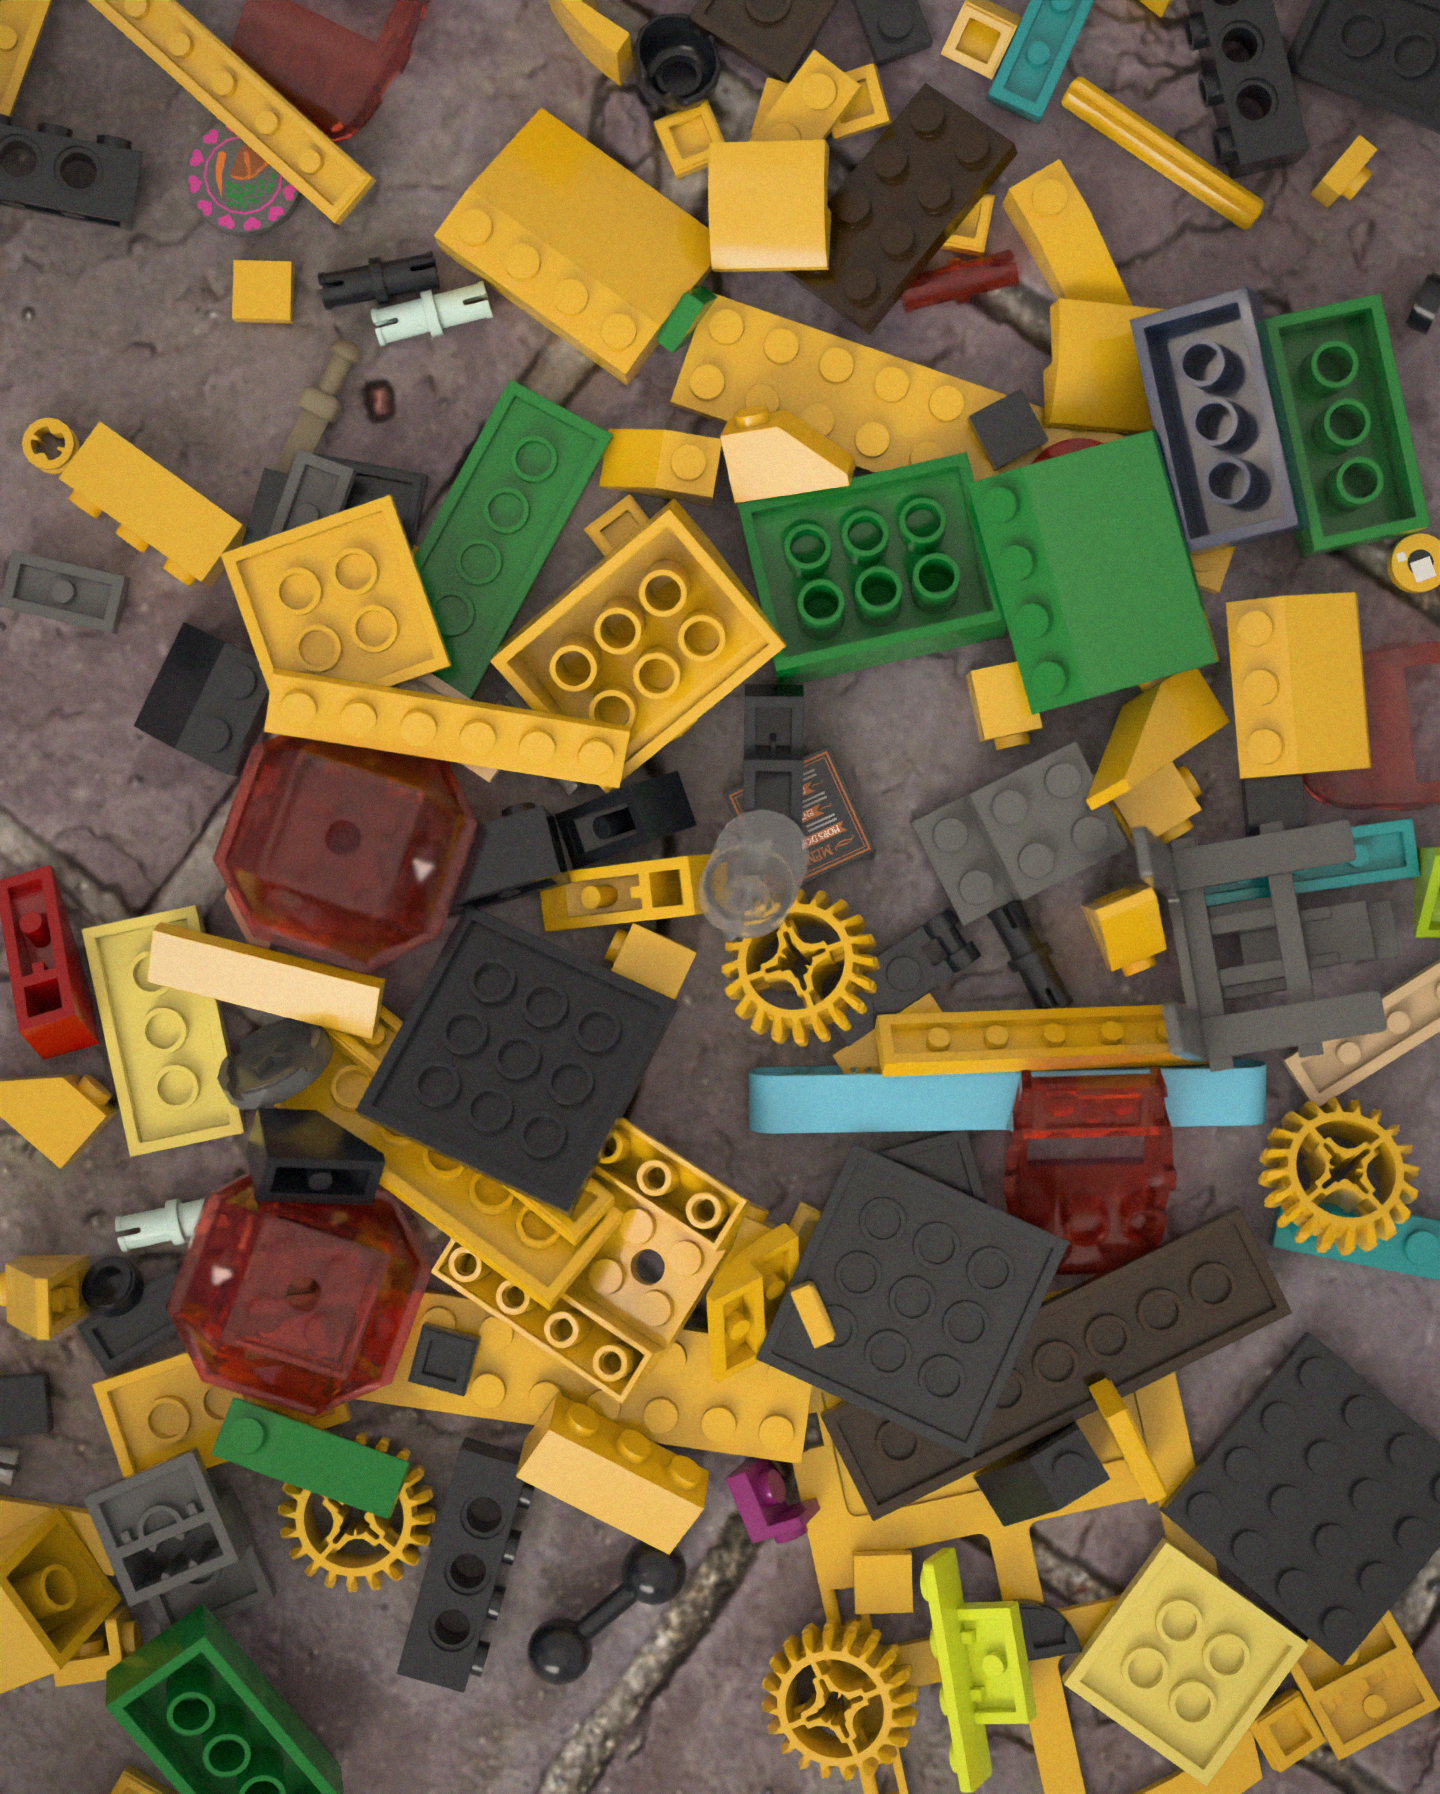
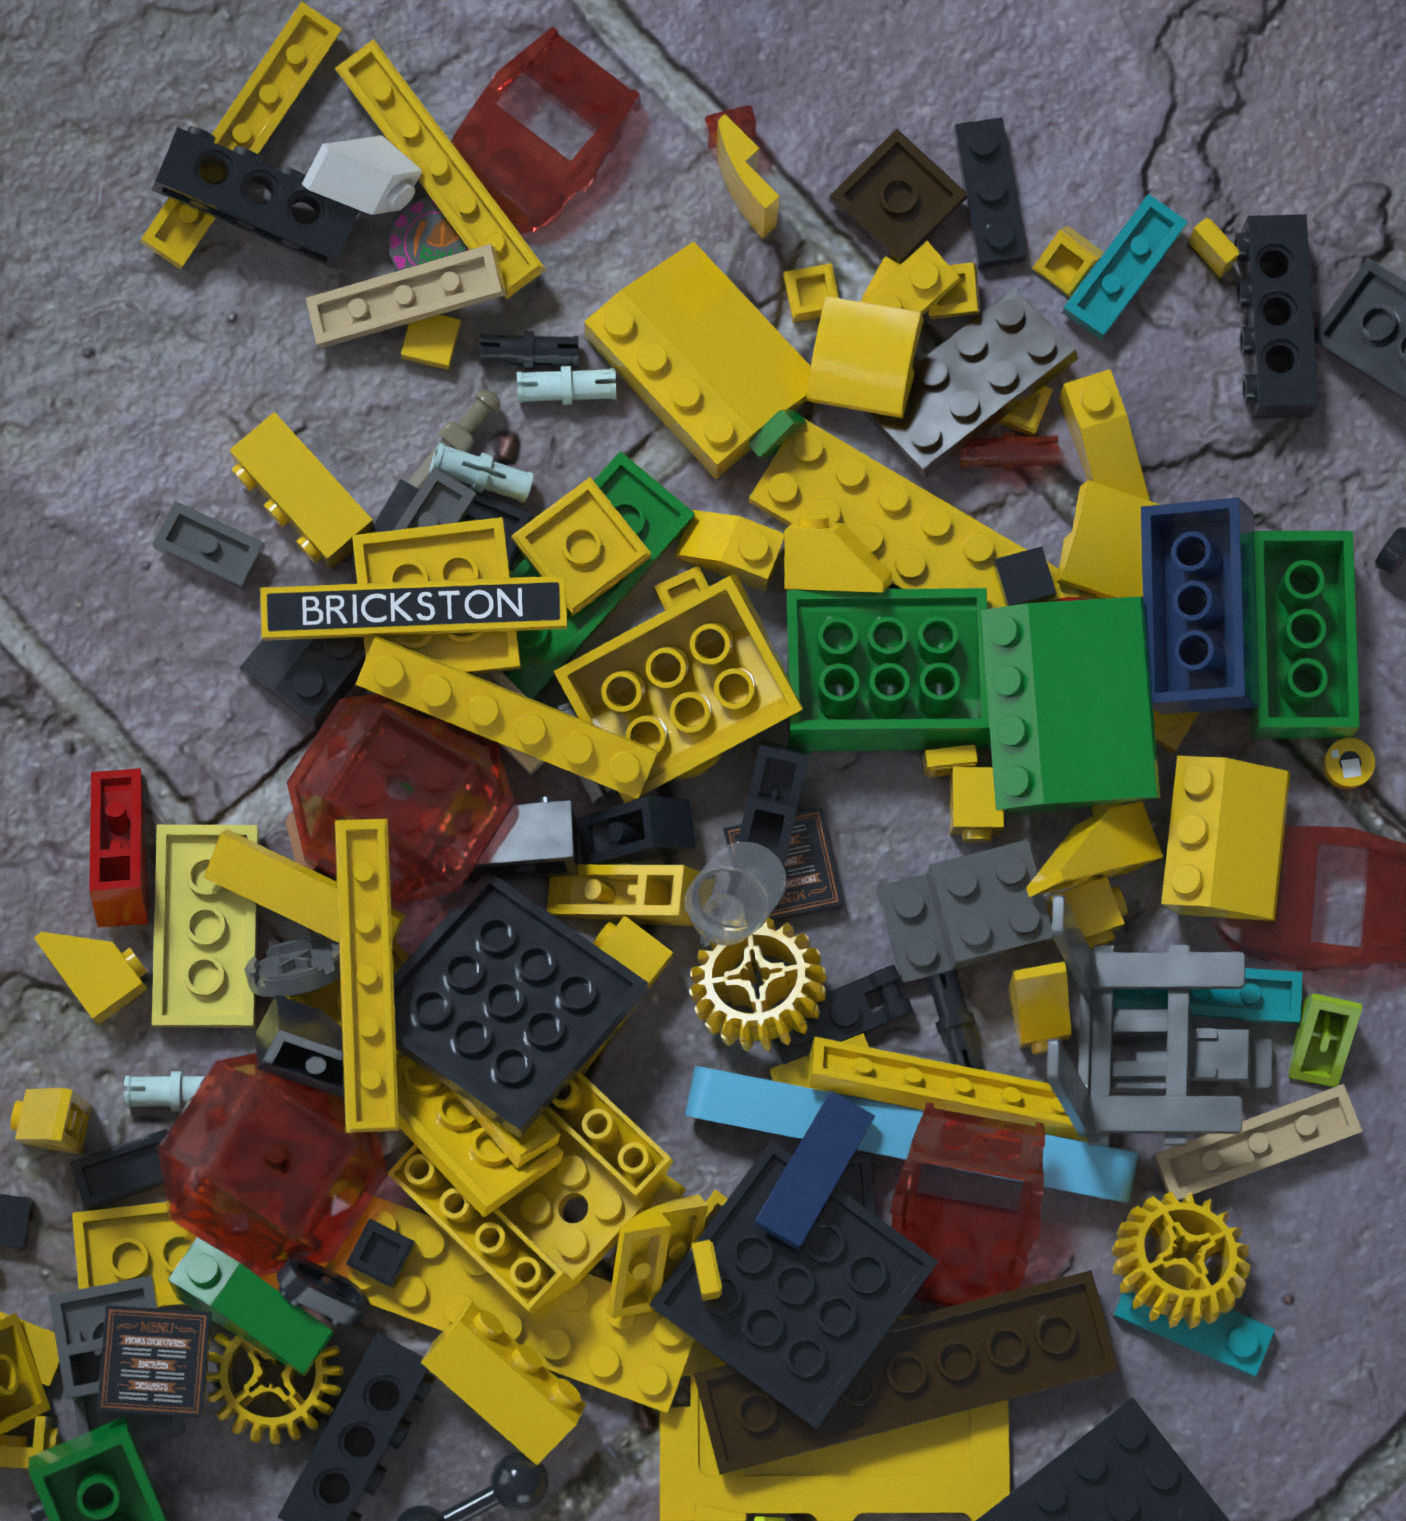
camera: 10 degrees right, 10 degrees down
(32, 438) = (236, 415): yellow bush -> none
(112, 1286) = (109, 1134): black tile -> none
(136, 113) = (364, 175): none -> white slope
(217, 1549) = (154, 1361): none -> black tile
(221, 248) = (406, 296): none -> tan plate
(311, 626) = (413, 608): none -> tile
(353, 1070) = (366, 975): none -> yellow tile
(388, 1421) = (323, 1291): none -> black plate
(395, 442) = (482, 472): none -> light aqua pin
(489, 502) = (584, 542): none -> yellow tile
(675, 62) = (812, 228): black hair -> none
(763, 1506) = (626, 1440): magenta bracket -> none
(909, 1170) = (814, 1170): none -> dark blue tile
(964, 660) = (942, 760): none -> yellow tile
(1042, 1476) = (873, 1466): black slope -> none
(1128, 1440) = (955, 1448): yellow tile -> none
(1162, 153) = (1199, 385): yellow axle -> none
(1272, 801) = (1189, 930): black tile -> none
(1347, 173) = (1347, 432): yellow plate -> none

